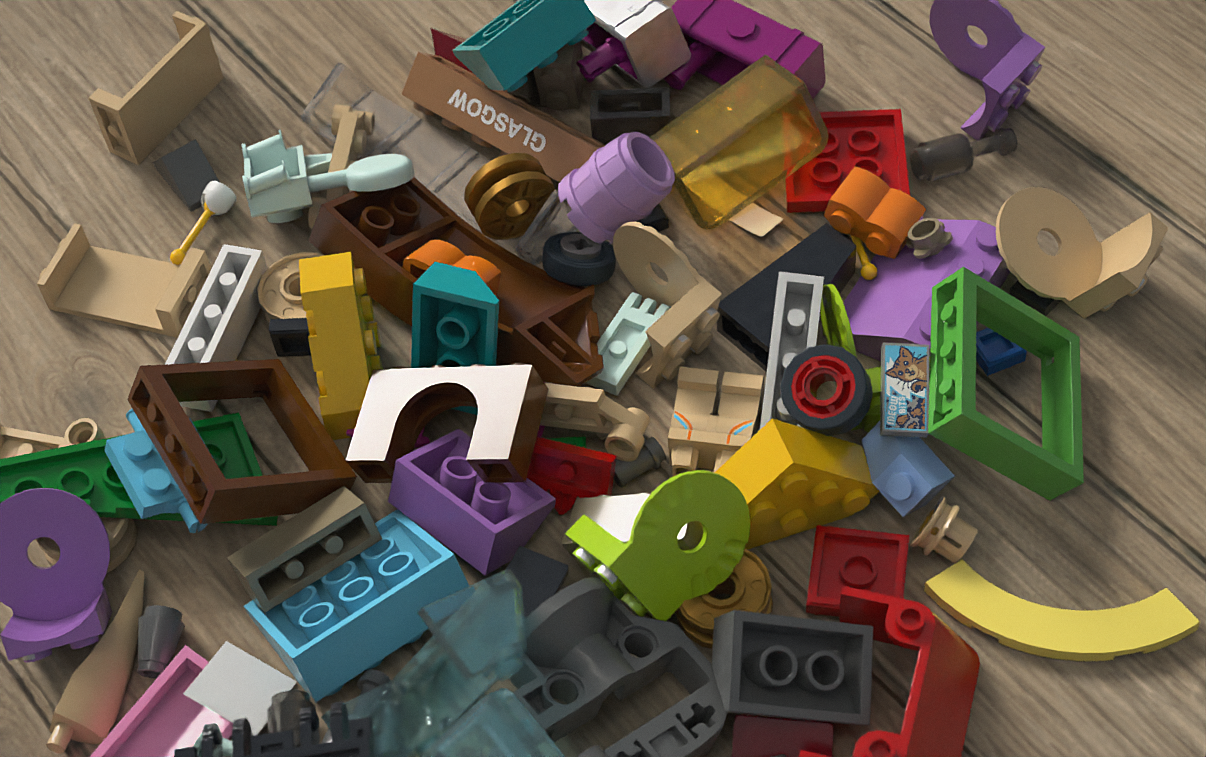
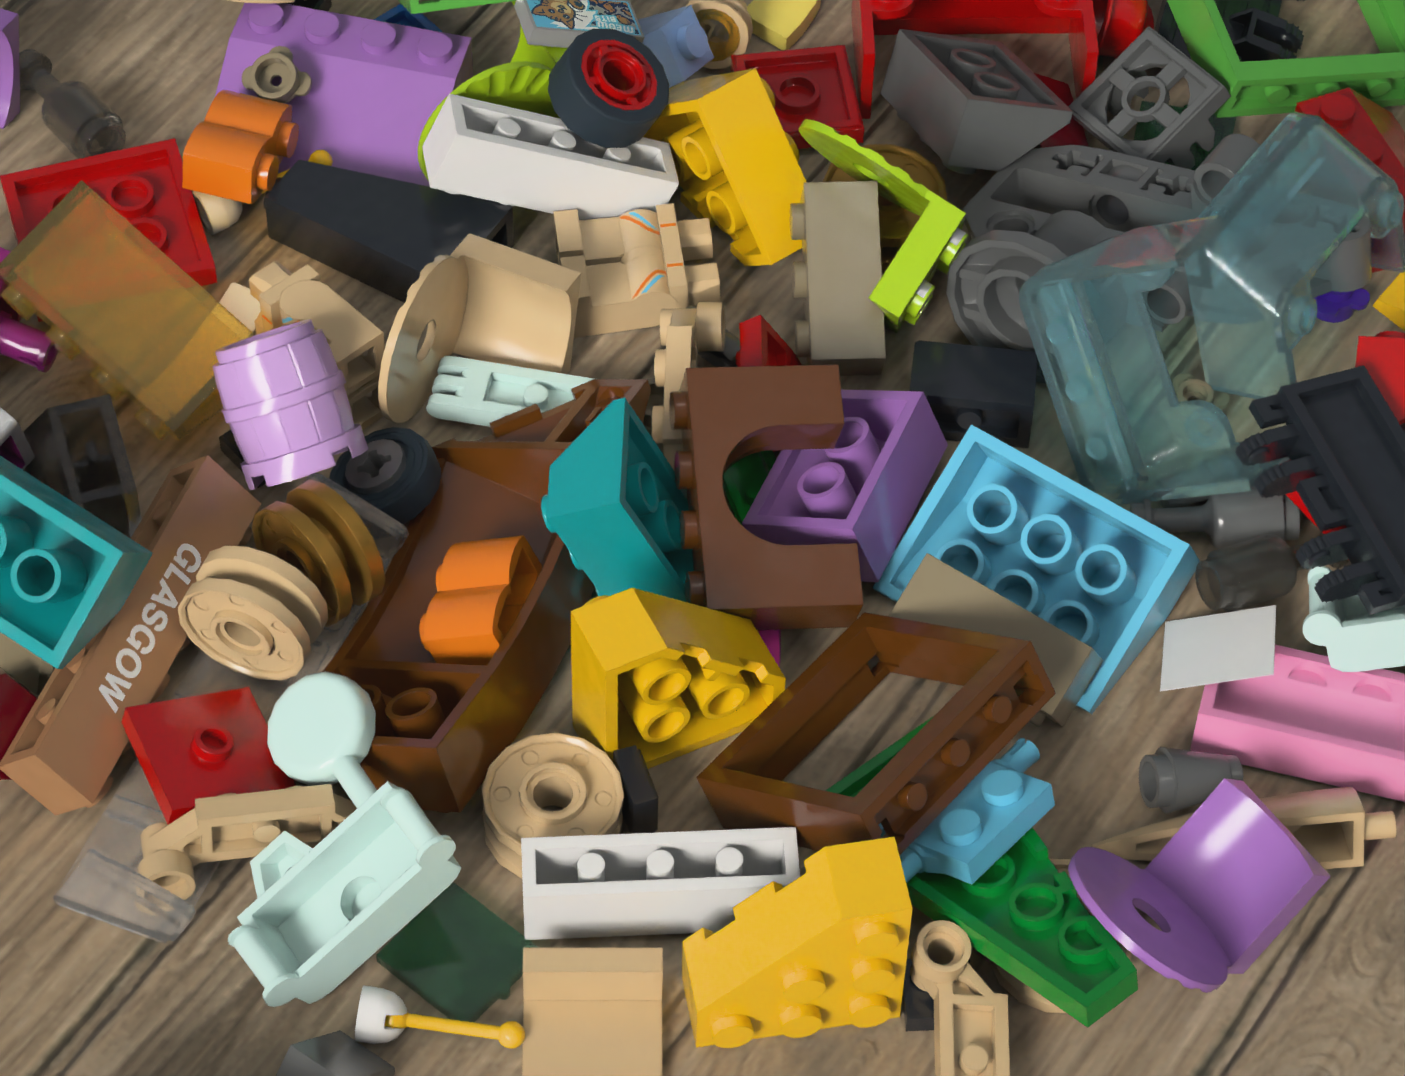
camera: 115 degrees left, 0 degrees up
(103, 366) = (805, 953): none -> yellow brick
(246, 233) = (457, 955): none -> clear green piece
(414, 132) = (202, 748): none -> red plate
(471, 147) = (253, 613): none -> tan wheel
(699, 225) = (351, 336): none -> tan hips

